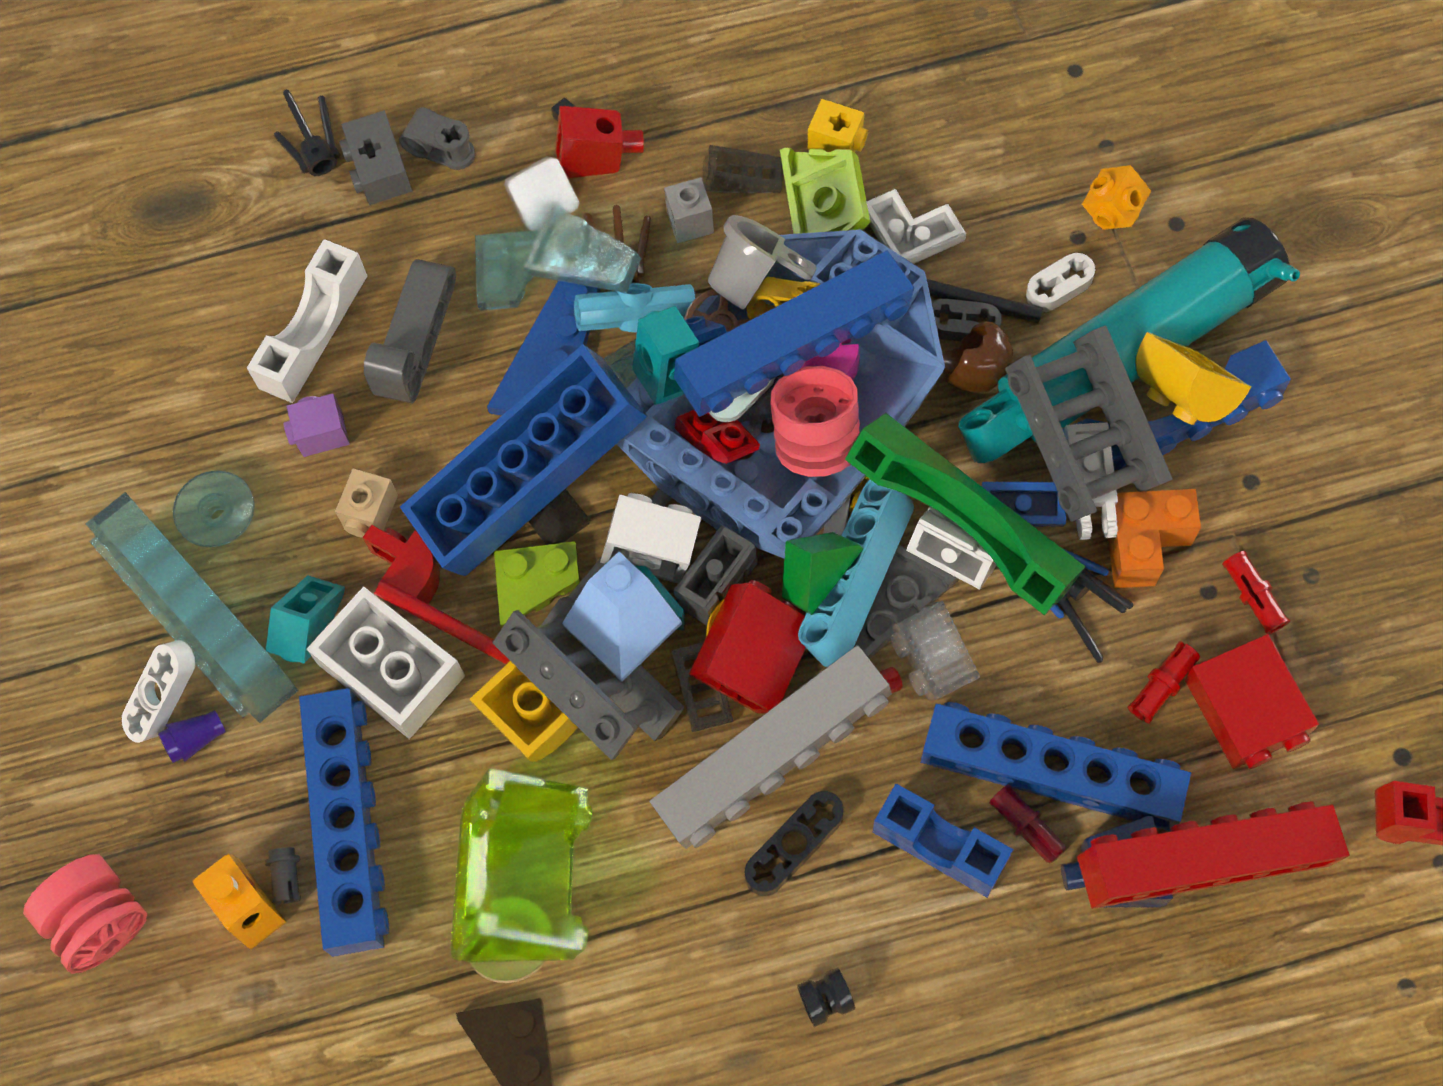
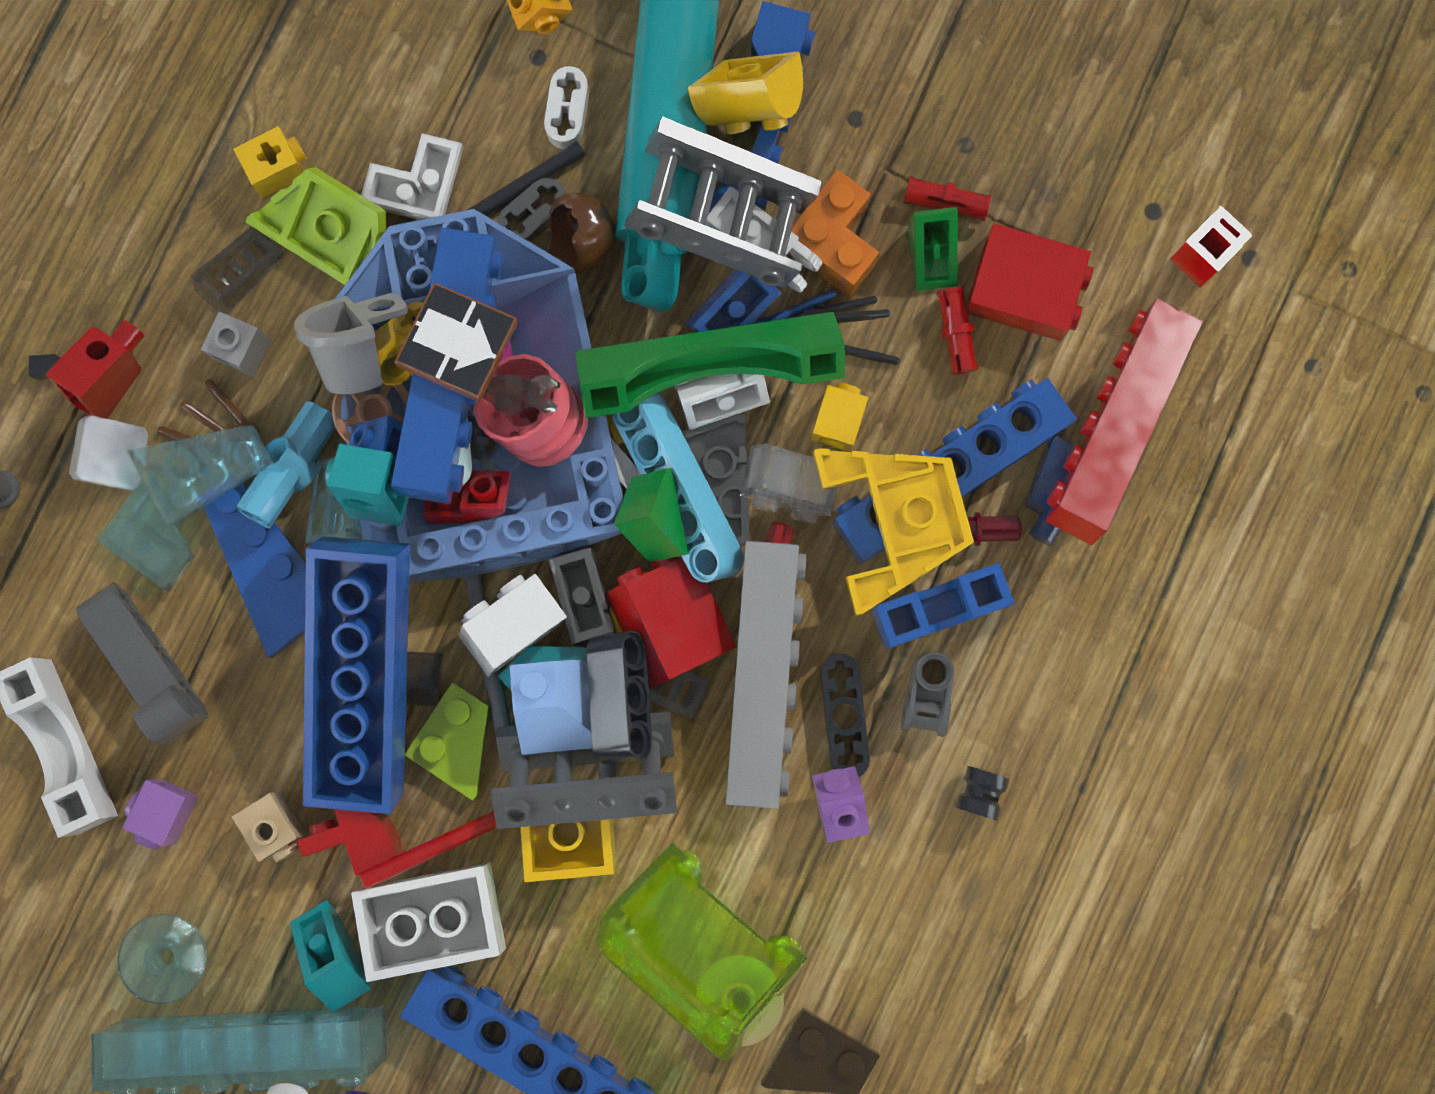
camera: 55 degrees left, 15 degrees up
(661, 650) = (619, 697): none -> black beam
(723, 890) = (838, 795): none -> medium lavender brick
(815, 320) = (456, 342): none -> tile
(815, 392) = (513, 393): none -> clear smoke plate
(864, 892) = (928, 697): none -> dark grey piece
(992, 756) = (915, 510): none -> yellow wing
(1016, 649) = (839, 417): none -> yellow brick
(1209, 610) = (934, 248): none -> green slope

